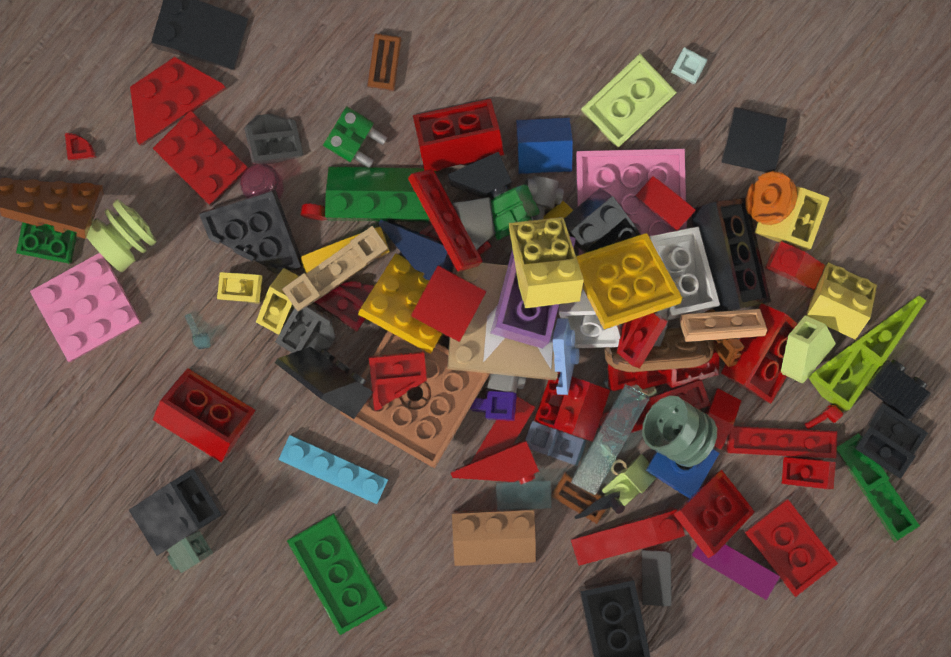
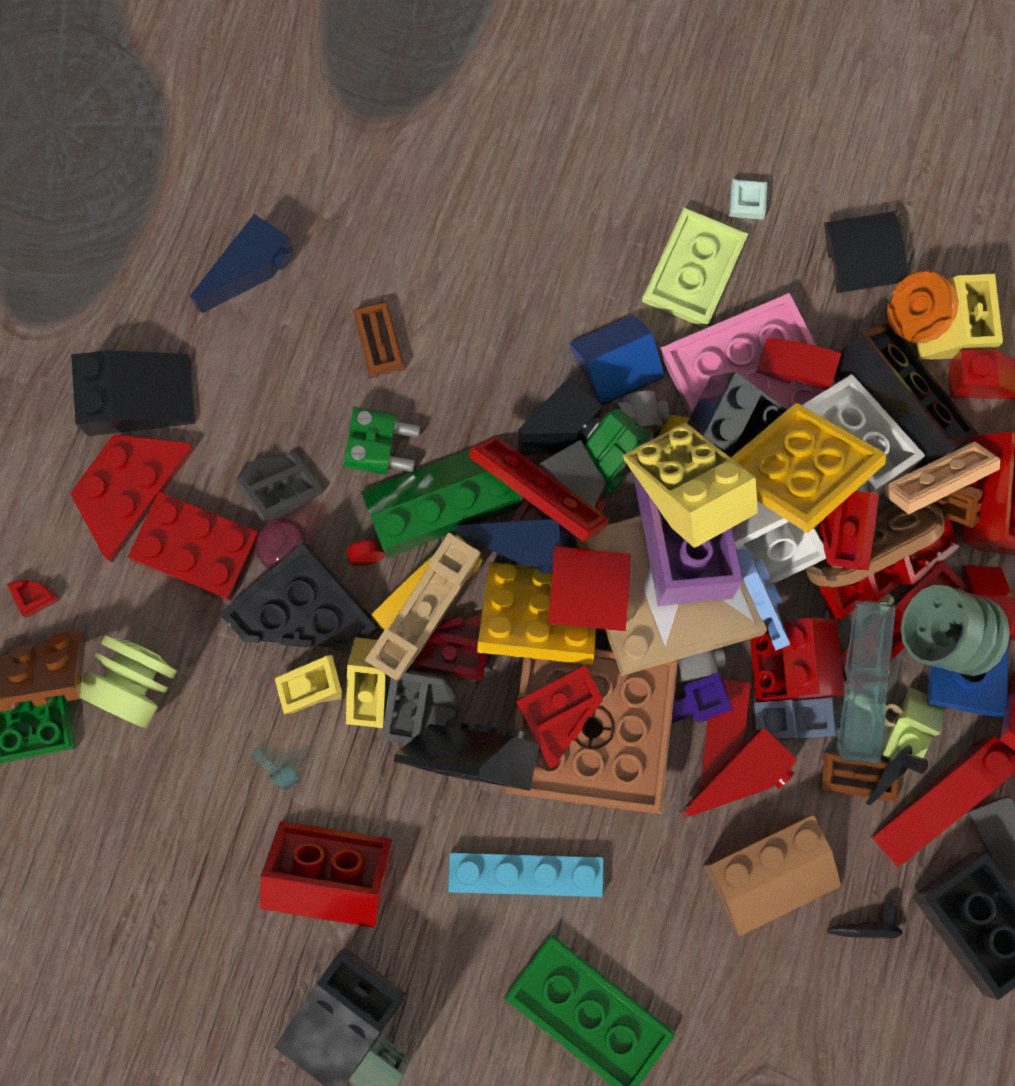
camera: 20 degrees left, 10 degrees down
(85, 307) = (114, 797): bright pink plate -> none
(458, 135) = (506, 386): red slope -> none
(523, 496) = (788, 804): clear light blue plate -> none
(541, 597) = (876, 930): none -> black bar

